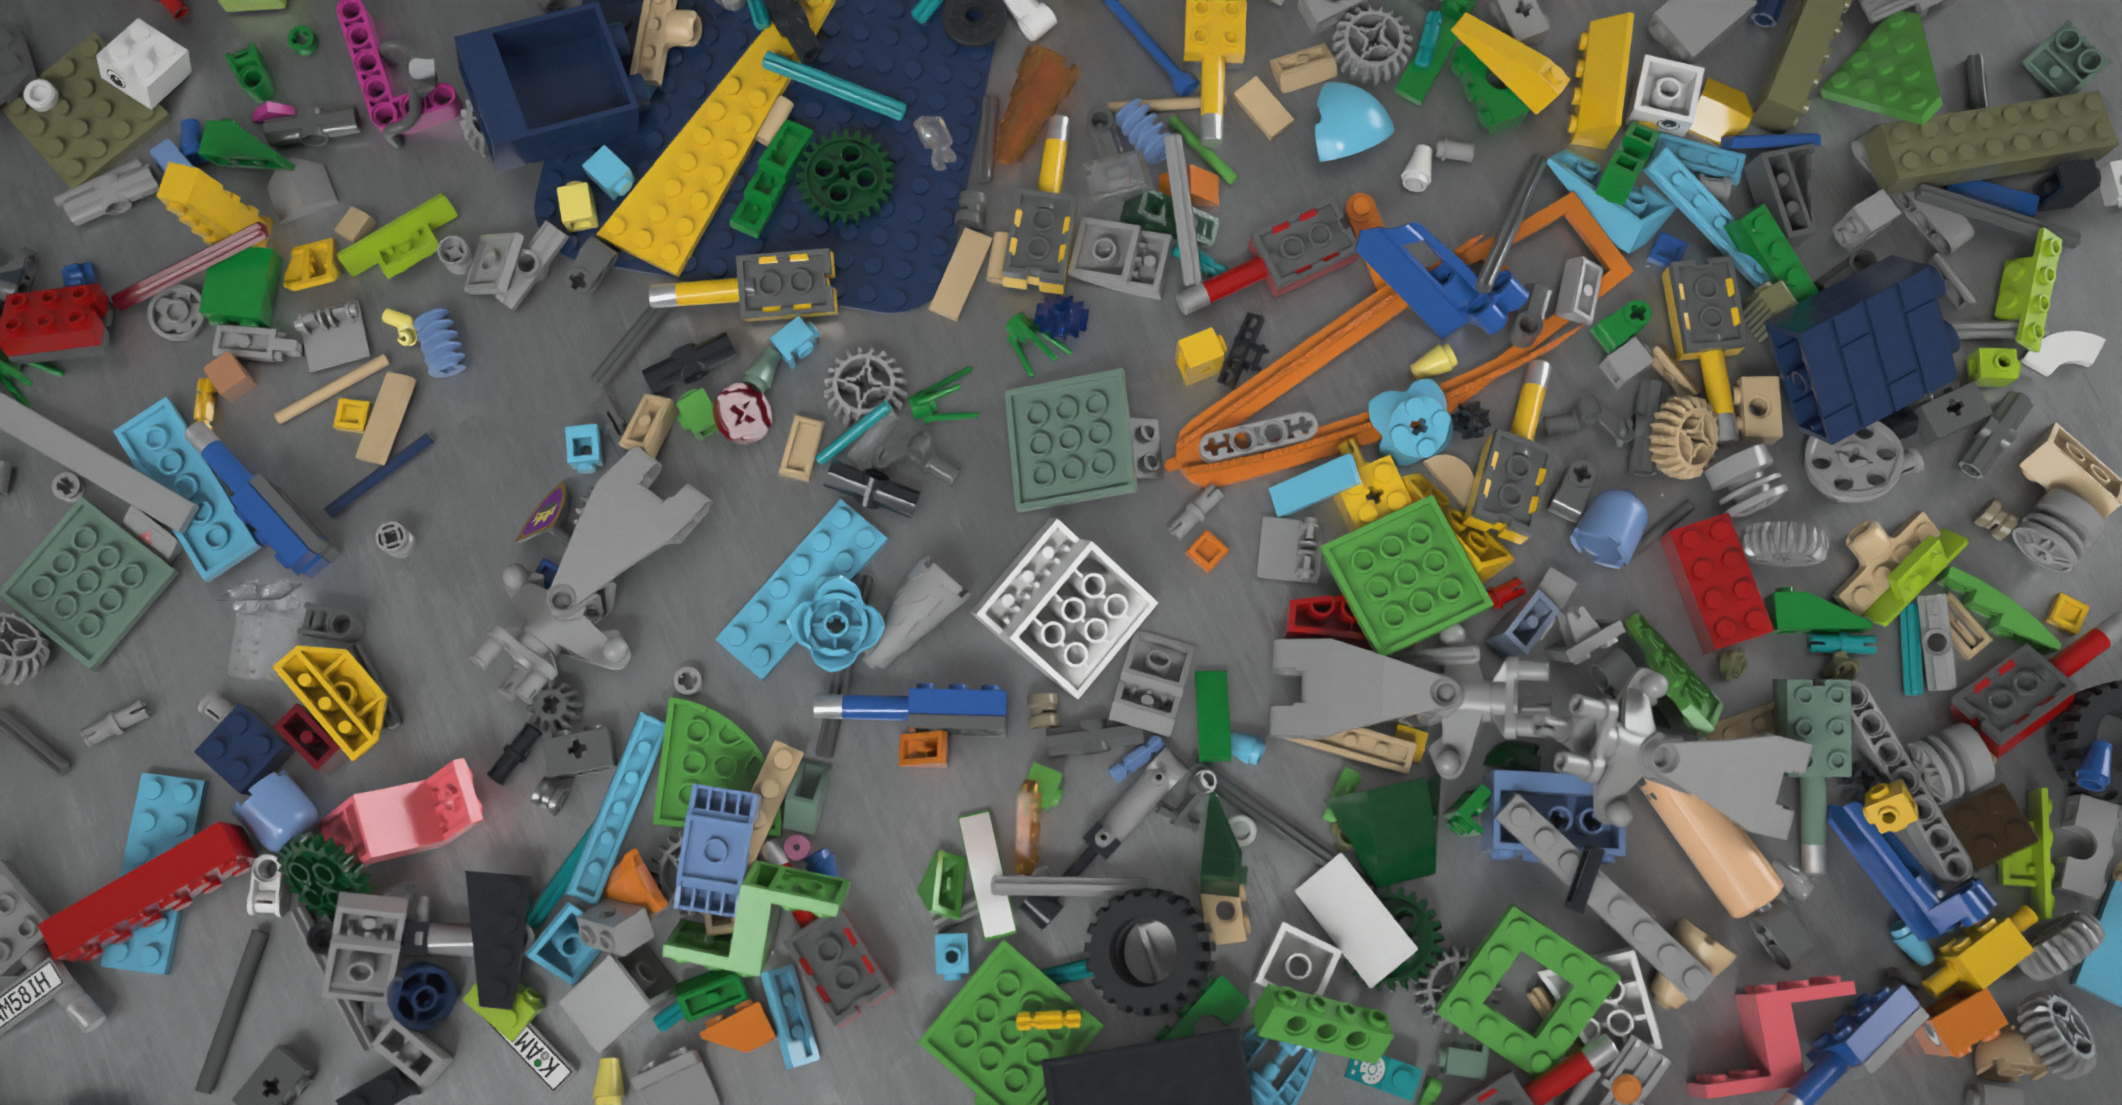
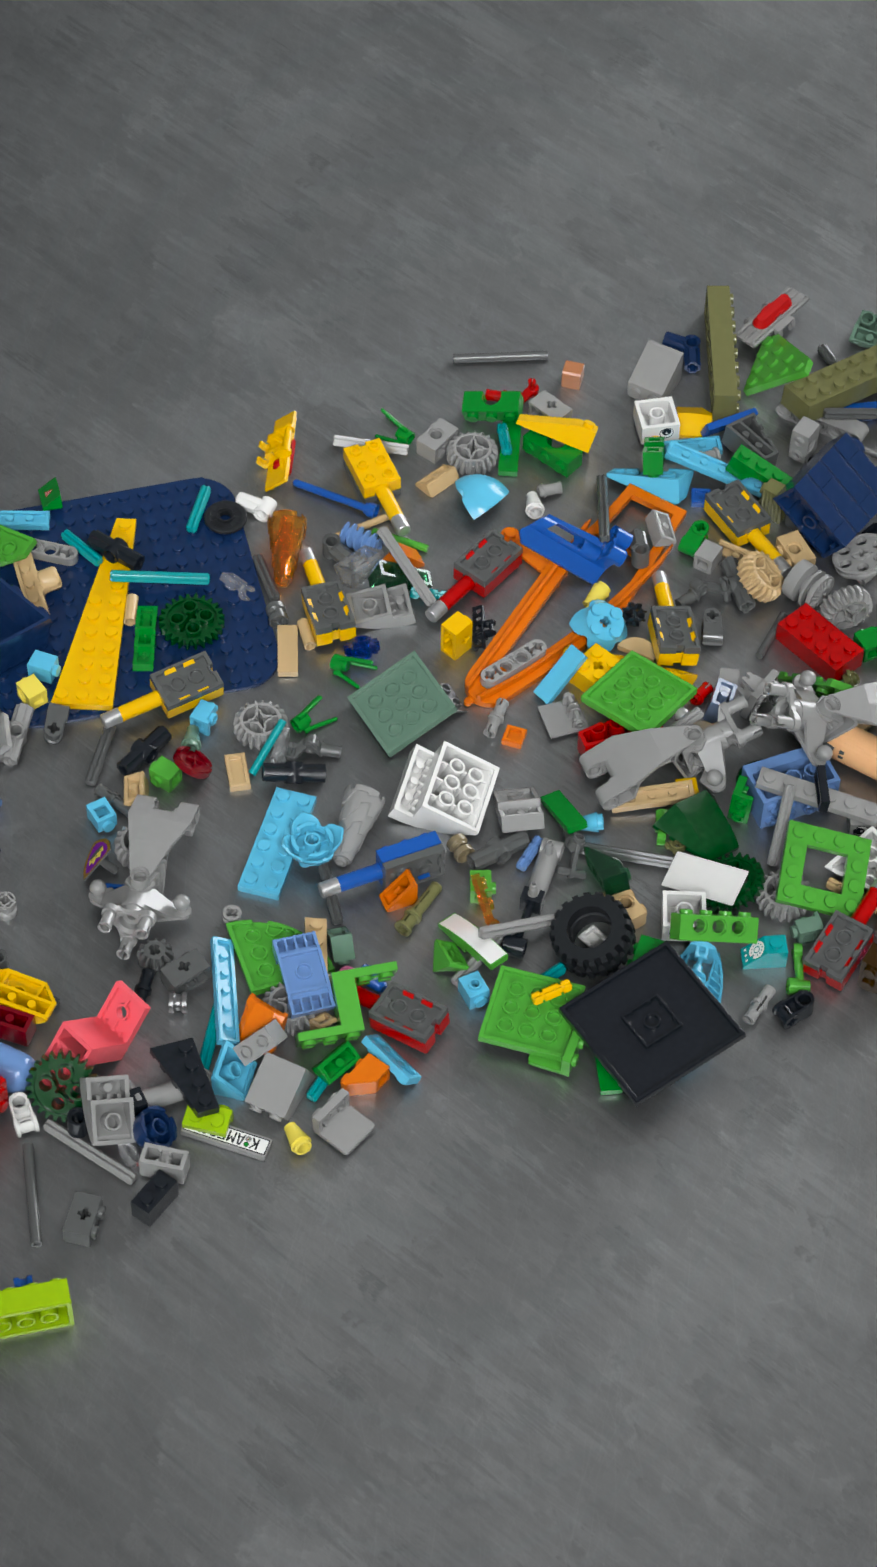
camera: 25 degrees left, 25 degrees down
(929, 792) = (413, 914): none -> olive pin
(1263, 108) = (424, 507): tan tile -> none
(1505, 887) = (781, 825): none -> light grey axle
(1600, 81) = (616, 425): yellow slope -> none
(1611, 527) = (744, 636): medium blue cylinder -> none

